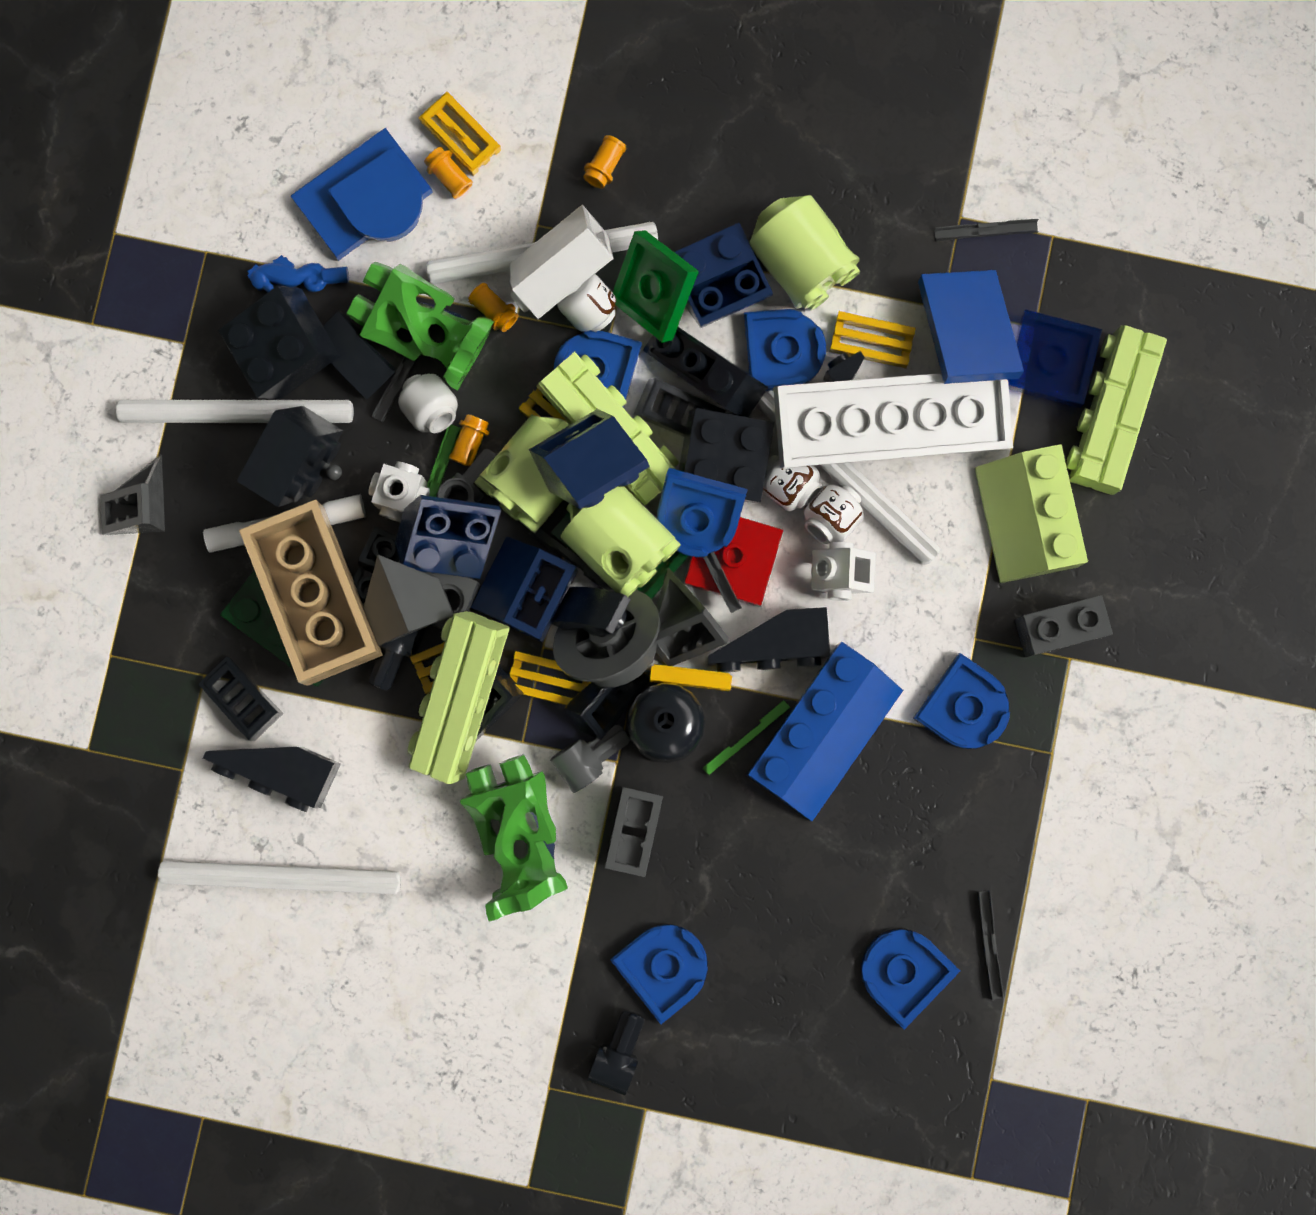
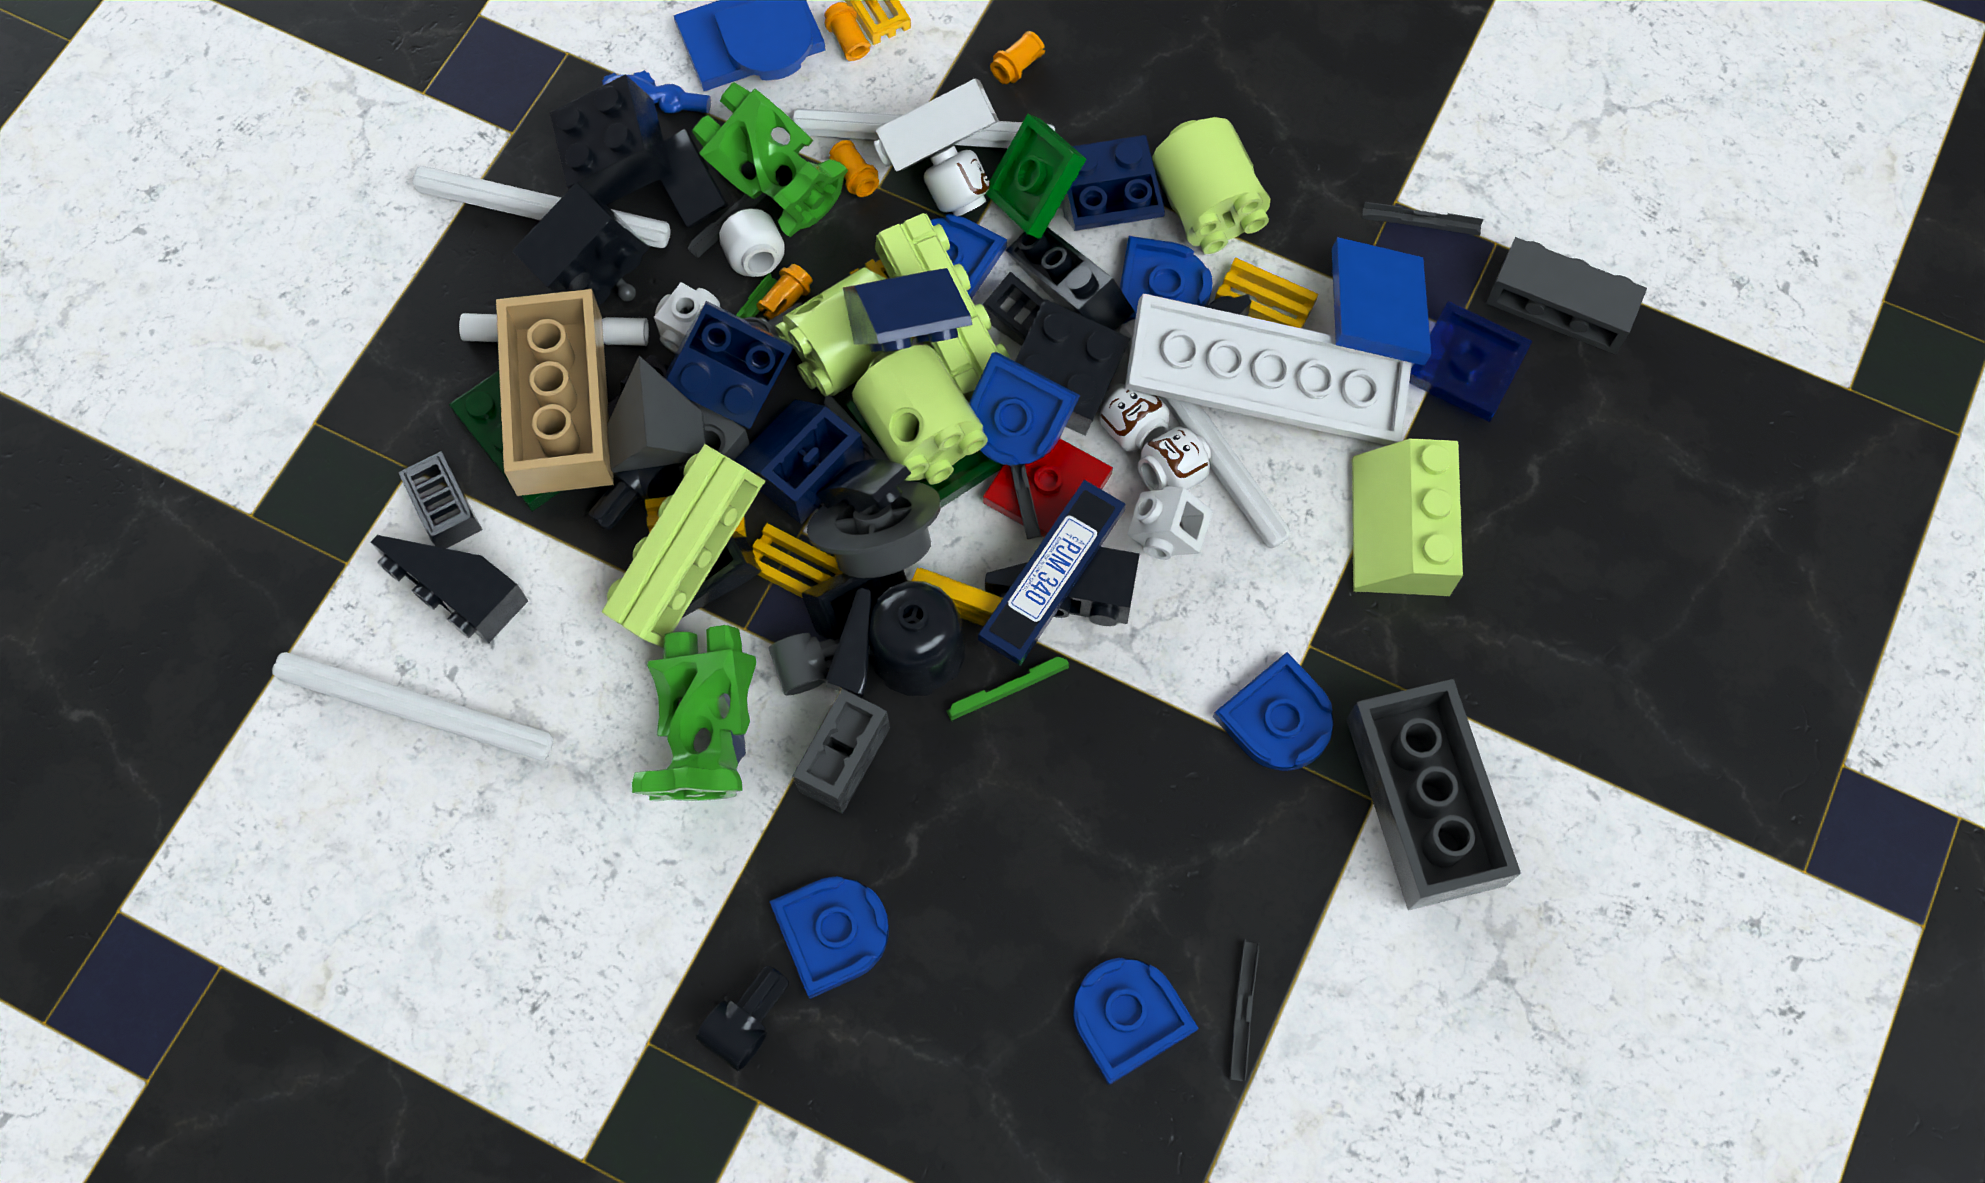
camera: 15 degrees right, 15 degrees down
(136, 504) = (401, 272): dark grey slope -> none
(620, 756) = (851, 656): none -> black slope
(684, 624) = (967, 534): dark grey slope -> none
(762, 643) = (1051, 572): none -> tile
(825, 731) = (1102, 698): blue slope -> none
(1063, 626) = (1418, 648): dark grey brick -> none
(1099, 747) = (1432, 794): none -> dark grey brick
(1116, 410) = (1531, 431): yellowish green brick -> none
(1122, 276) = (1566, 295): none -> dark grey brick

